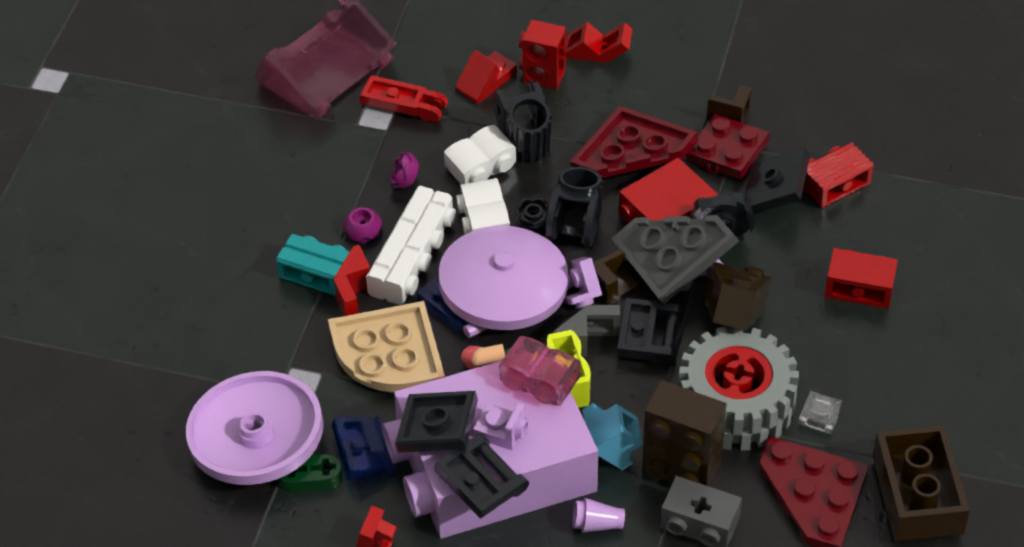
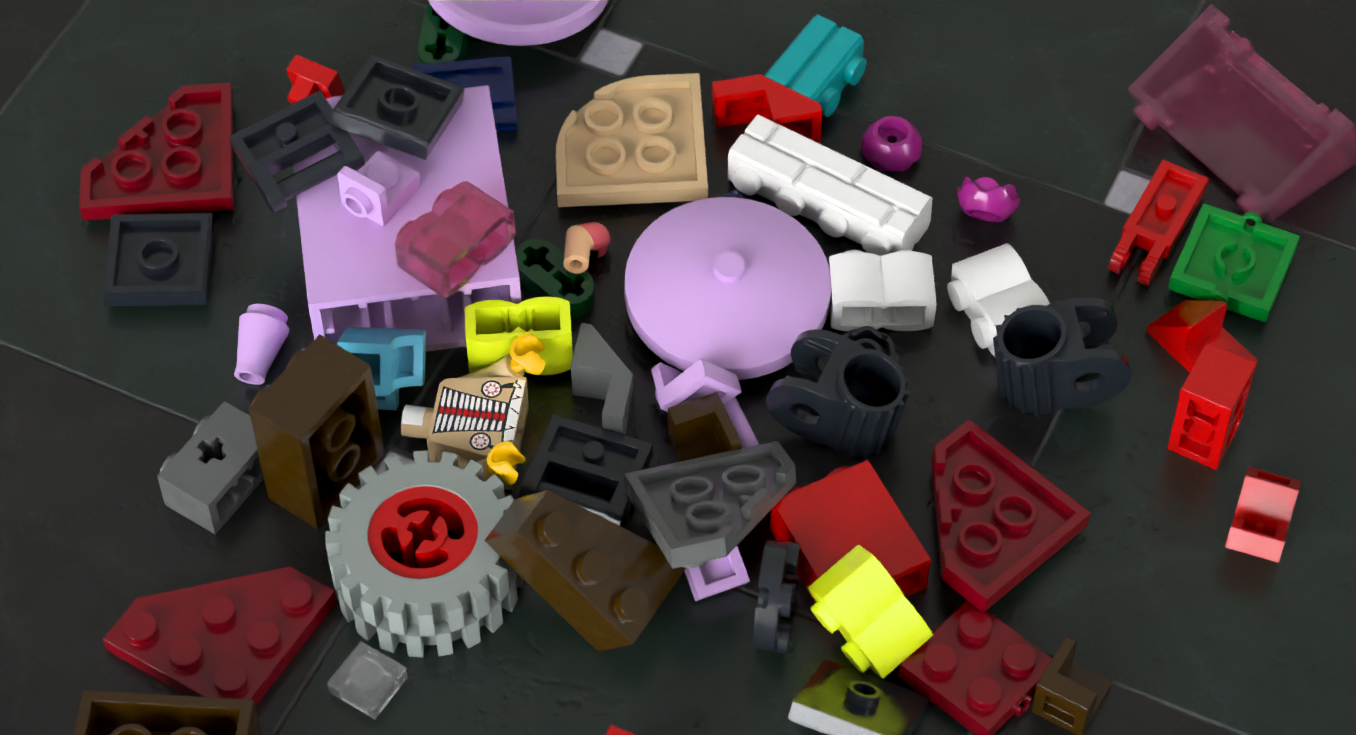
camera: 100 degrees right, 5 degrees up
(428, 63) = (1234, 262): none -> green plate
(631, 378) = (481, 413): none -> torso
(721, 174) = (869, 612): none -> neon yellow brick

